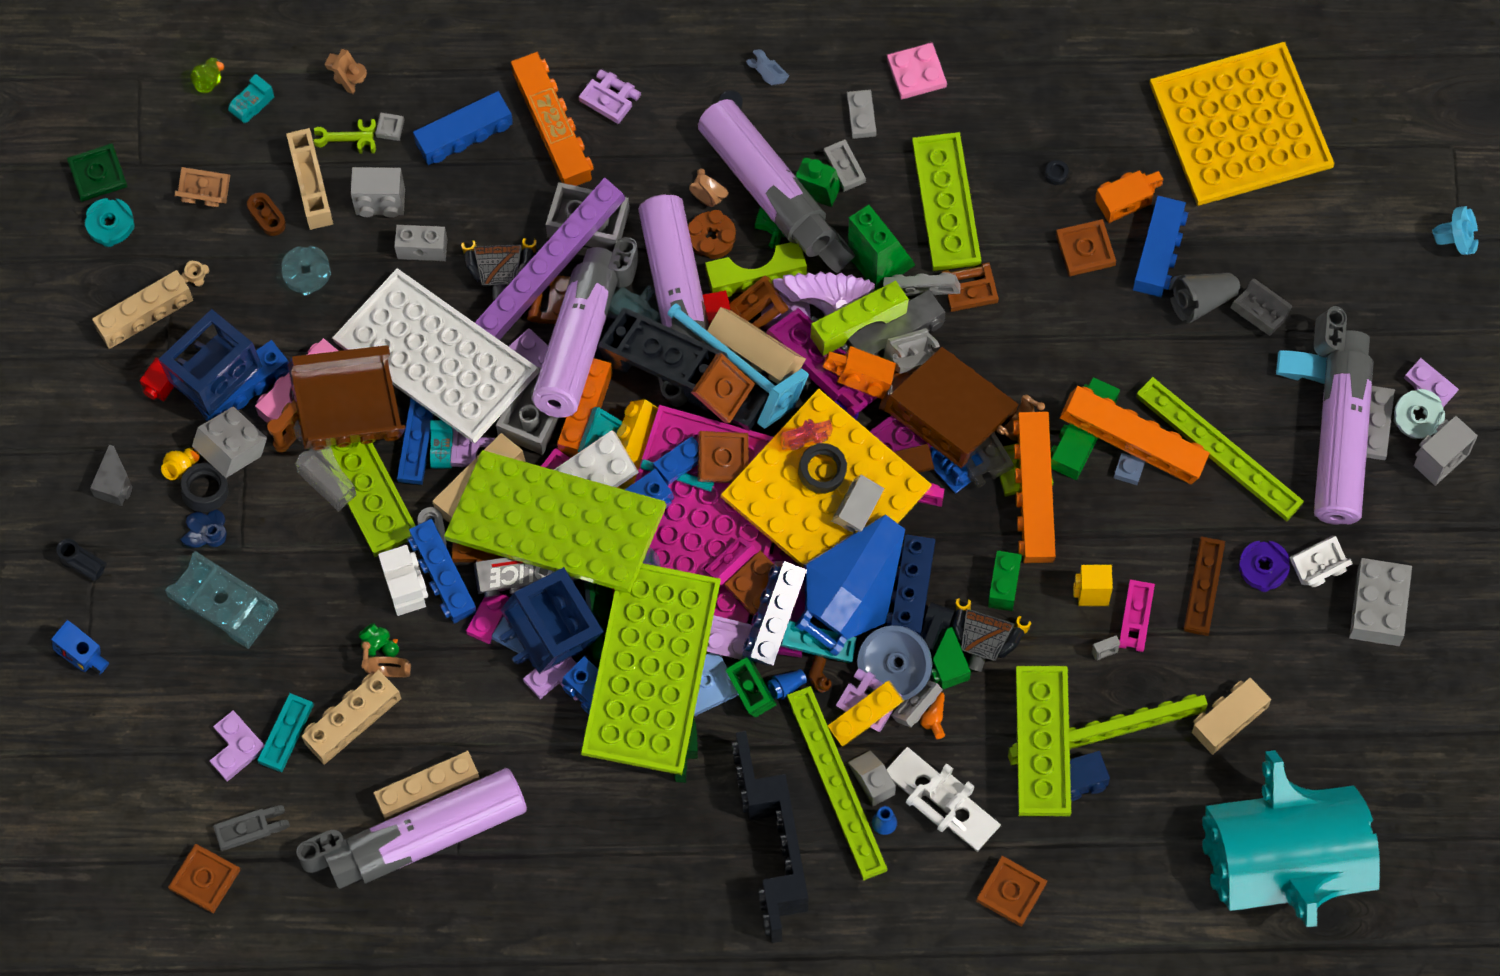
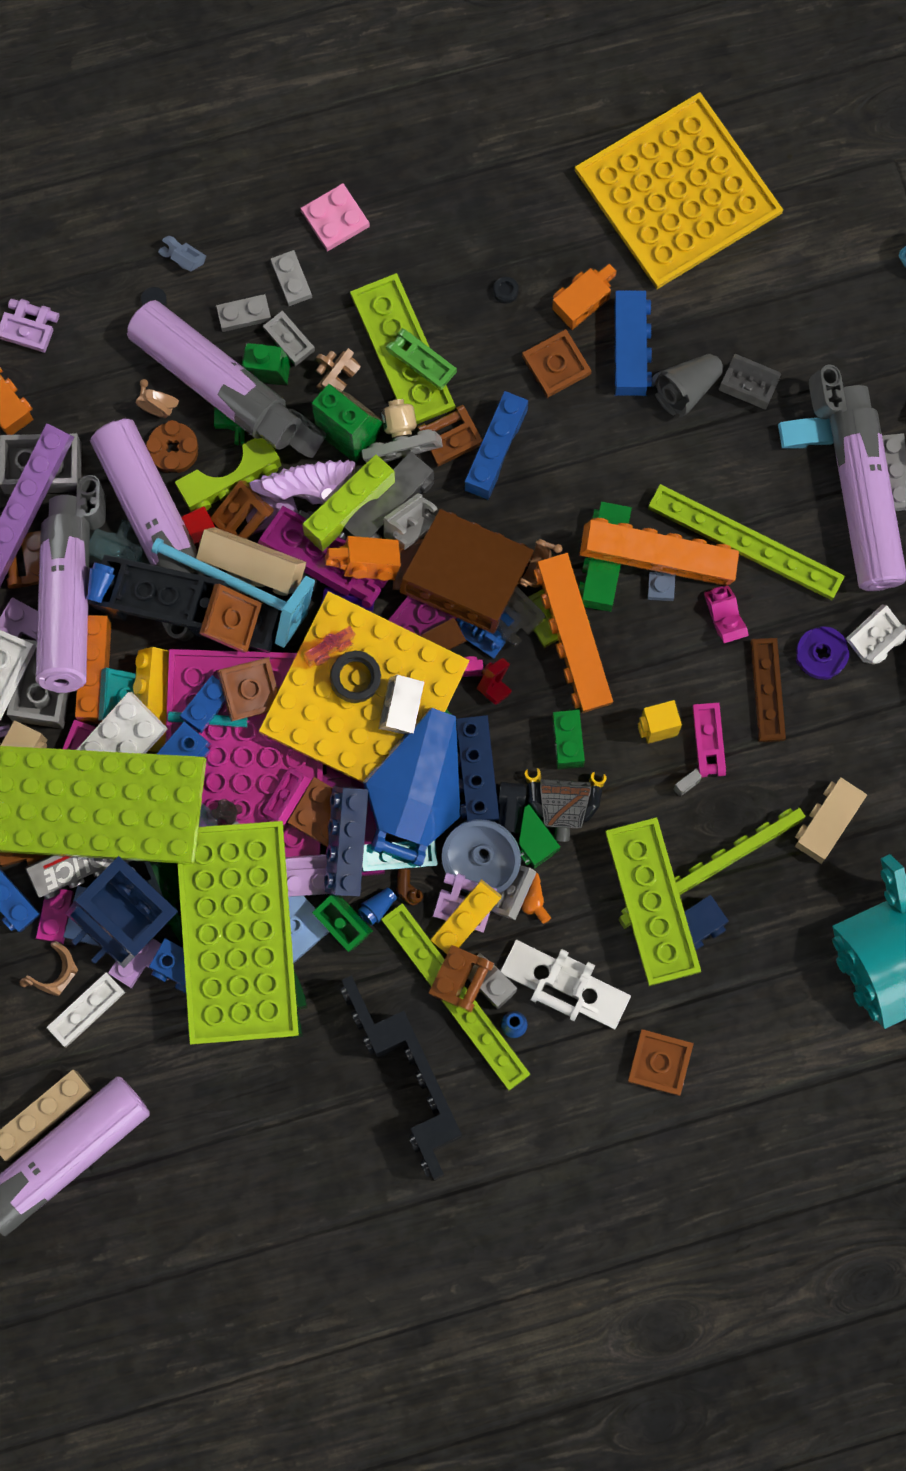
camera: 15 degrees left, 10 degrees up
(473, 678) = (68, 972): none -> medium nougat helmet
(493, 705) = (85, 1010): none -> white plate
(613, 327) = (99, 581): none -> blue cone
(671, 560) = (226, 812): none -> clear smoke plate
(809, 133) = (243, 313): none -> light grey plate
(841, 760) = (454, 975): none -> dark orange plate
(890, 199) = (344, 362): none -> medium nougat hips
(926, 258) = (399, 418): none -> tan head
(947, 511) = (491, 682): none -> dark red bracket
(961, 212) = (422, 359): none -> bright green plate
(1020, 290) = (495, 445): none -> blue arch
(1183, 507) = (725, 614): none -> dark pink slope

